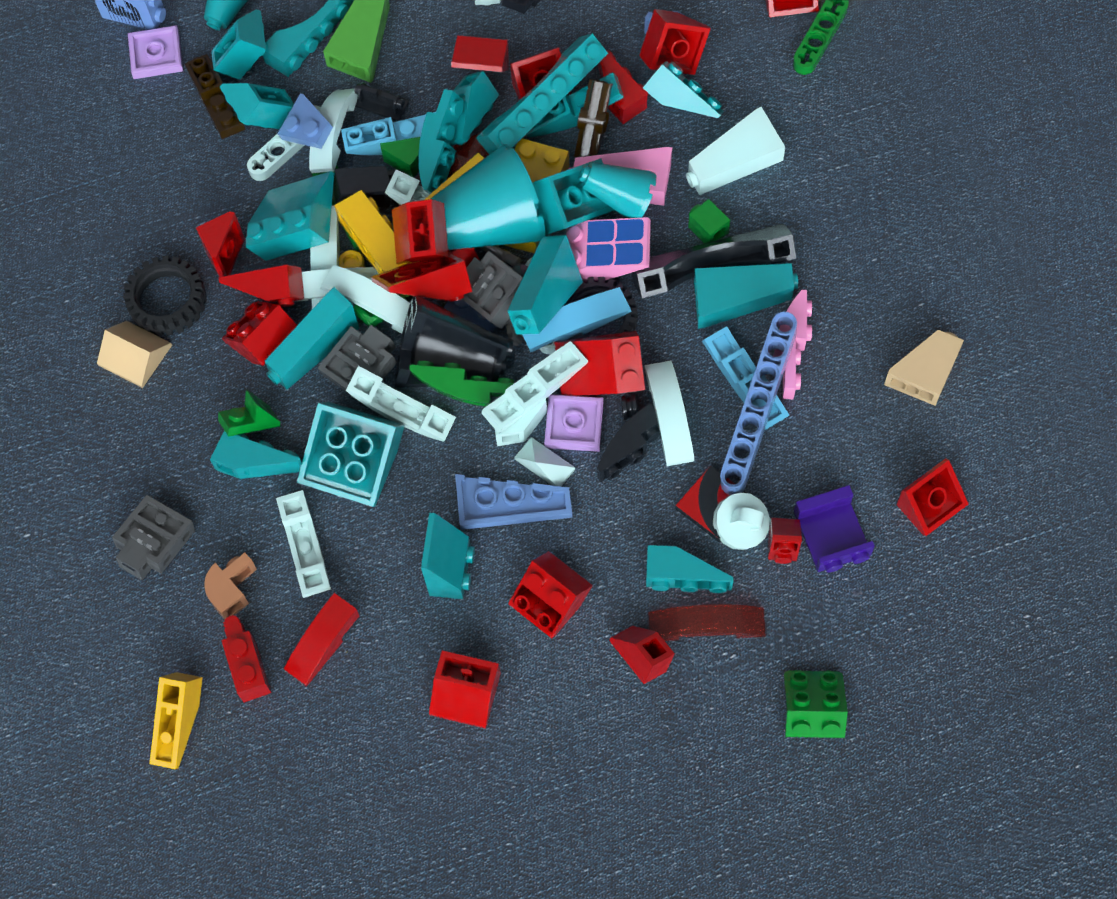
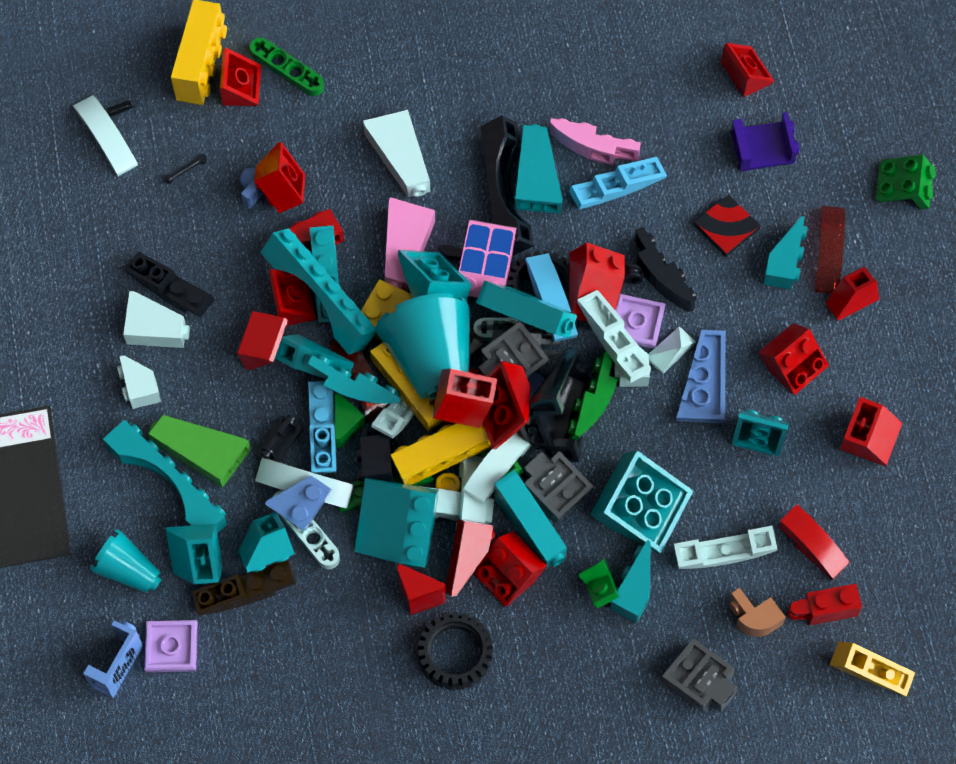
camera: 85 degrees left, 0 degrees up
(131, 352) = (508, 685): tan slope -> none
(399, 407) = (607, 453): light aqua slope -> none
(593, 118) = (351, 253): dark brown piece -> none
(619, 187) = (439, 232): teal cone -> none
(670, 413) = (647, 237): light aqua slope -> none
(676, 91) = (329, 187): slope -> none
(708, 222) = (466, 185): green brick -> none
(741, 521) = (749, 204): light aqua tile -> none
(759, 390) = (649, 159): medium blue beam -> none
(784, 540) = (771, 175): red slope -> none
(926, 367) = (631, 47): tan slope -> none

